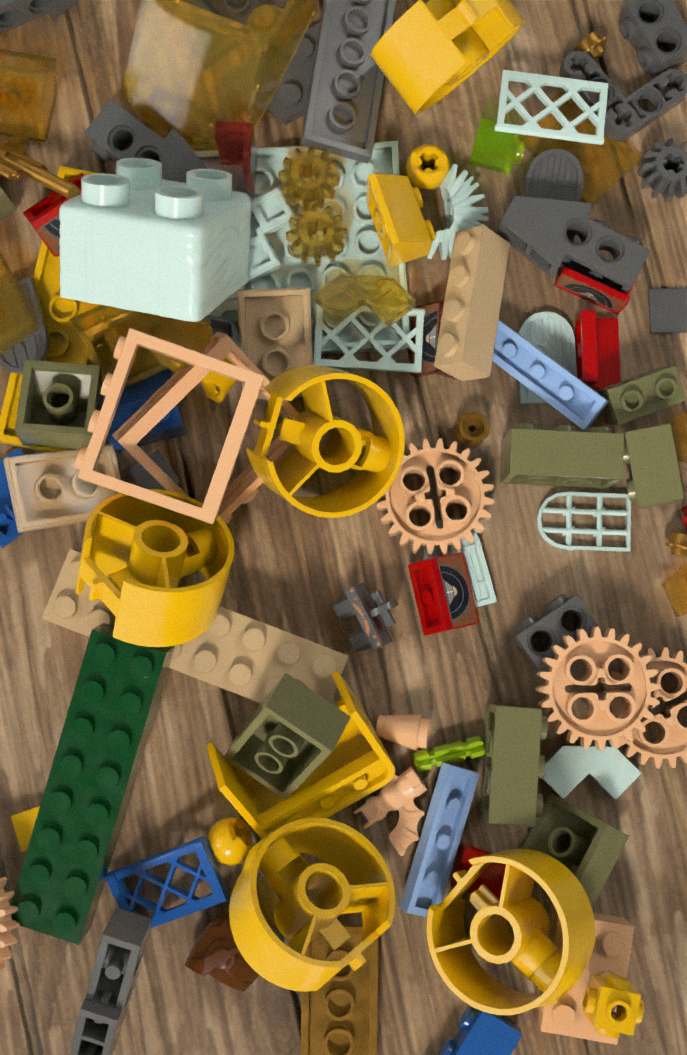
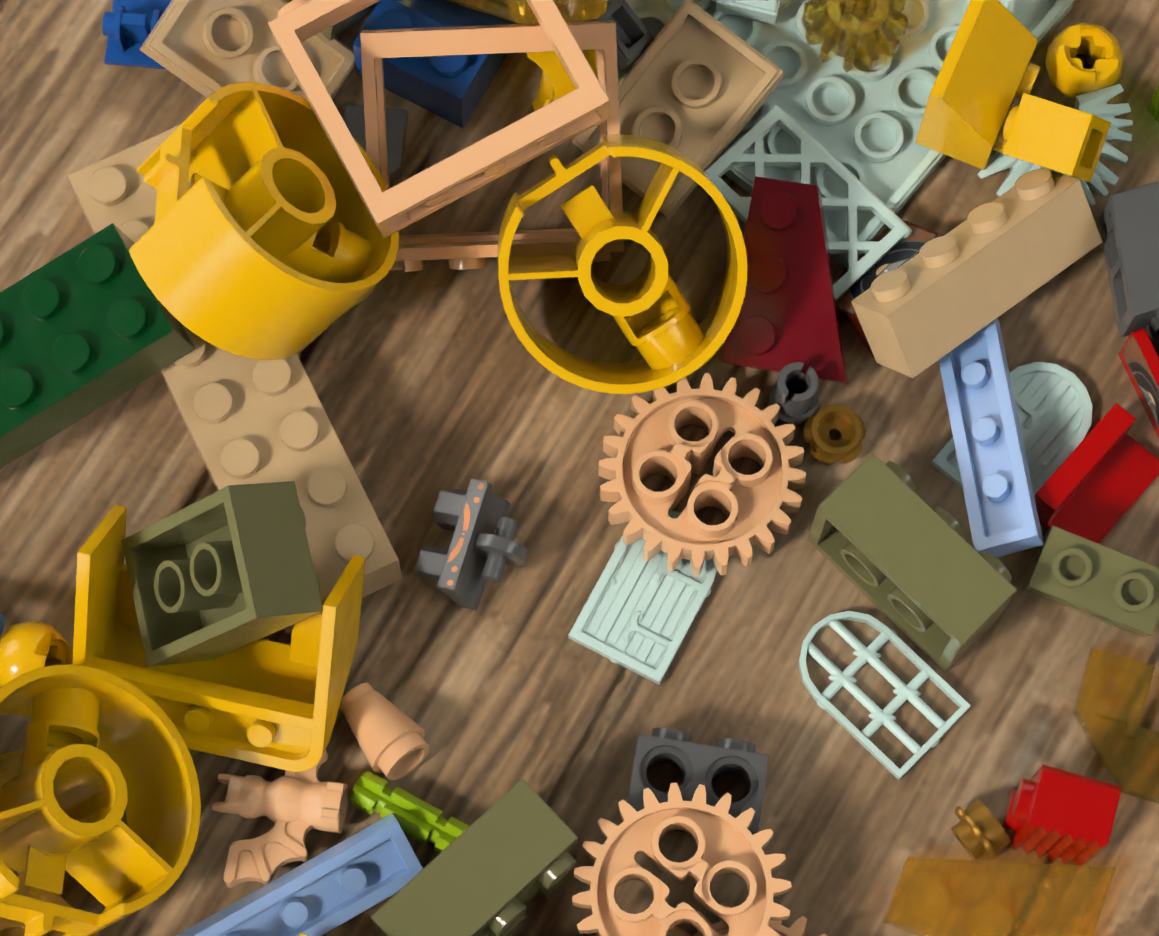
camera: 45 degrees right, 10 degrees down
(352, 291) = (833, 125): clear yellow tile -> none
(406, 384) = (789, 286): none -> dark red wing
(435, 432) = (803, 402): none -> dark grey pin
(443, 593) = (599, 605): panel -> none
(454, 214) = (1055, 137): none -> yellow brick
(653, 467) = (1025, 681): olive brick -> none

